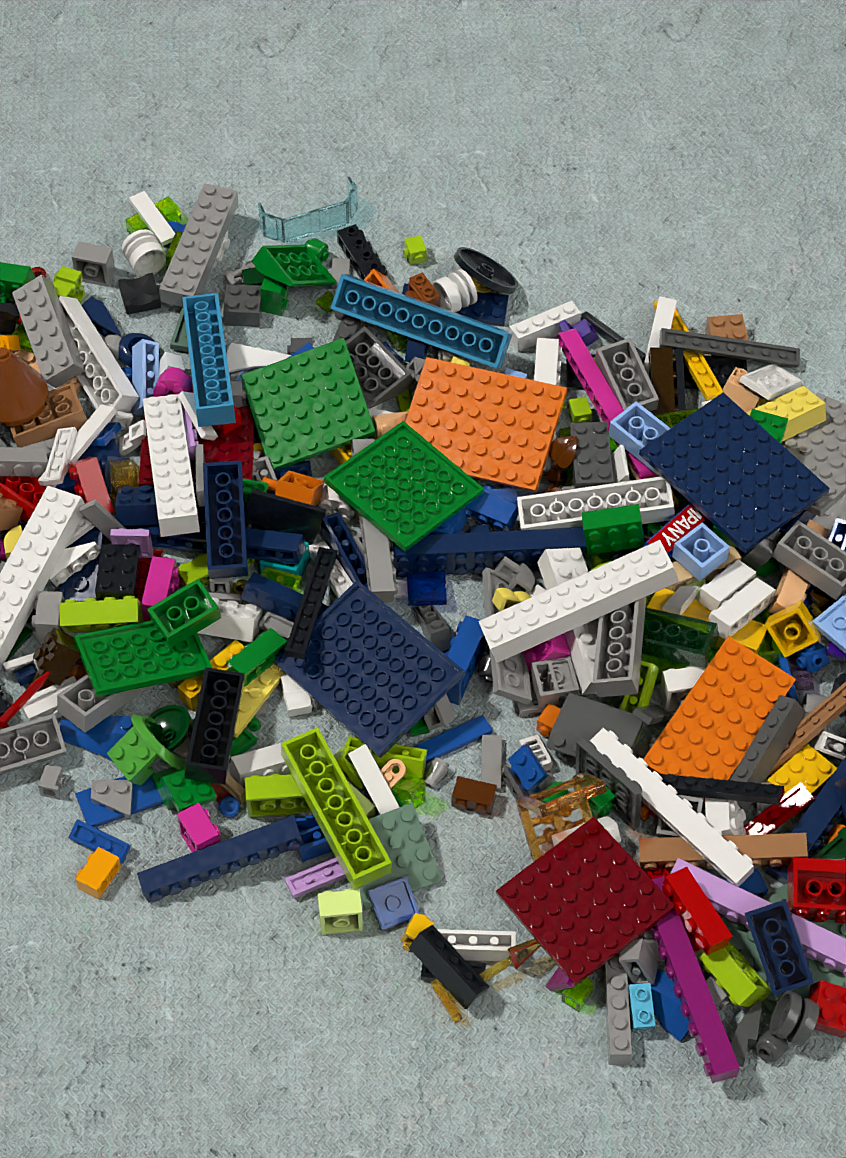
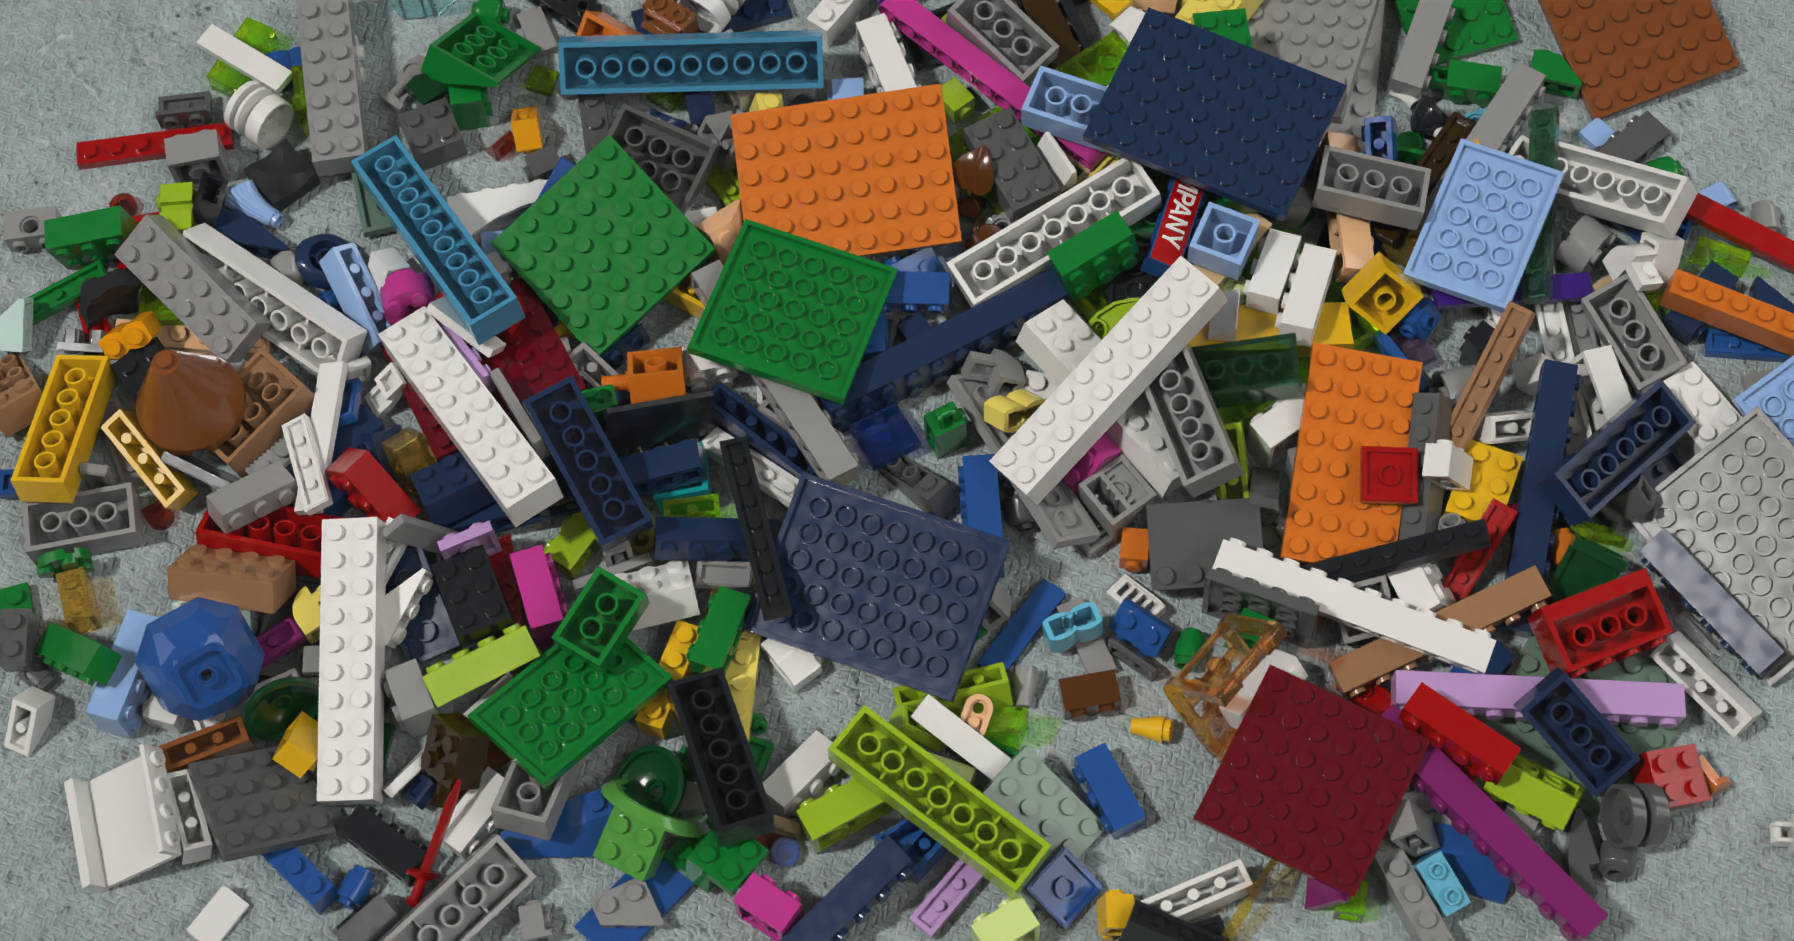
camera: 20 degrees left, 10 degrees up
(62, 245) = (139, 146): none -> red plate
(87, 287) = (209, 199): none -> black brick
(103, 235) = (184, 110): none -> dark grey bracket
(112, 300) = (249, 201): none -> light blue piece
(282, 329) = (501, 146): none -> clear red slope
(302, 324) = (527, 129): none -> light orange slope
(454, 858) = (1108, 791): none -> blue brick
(467, 598) = (946, 429): none -> green brick
(482, 748) = (1079, 625): none -> medium azure brick
(507, 835) = (1153, 728): none -> yellow cone
(737, 738) = (1389, 475): none -> red plate
(779, 748) = (1447, 465): none -> white brick

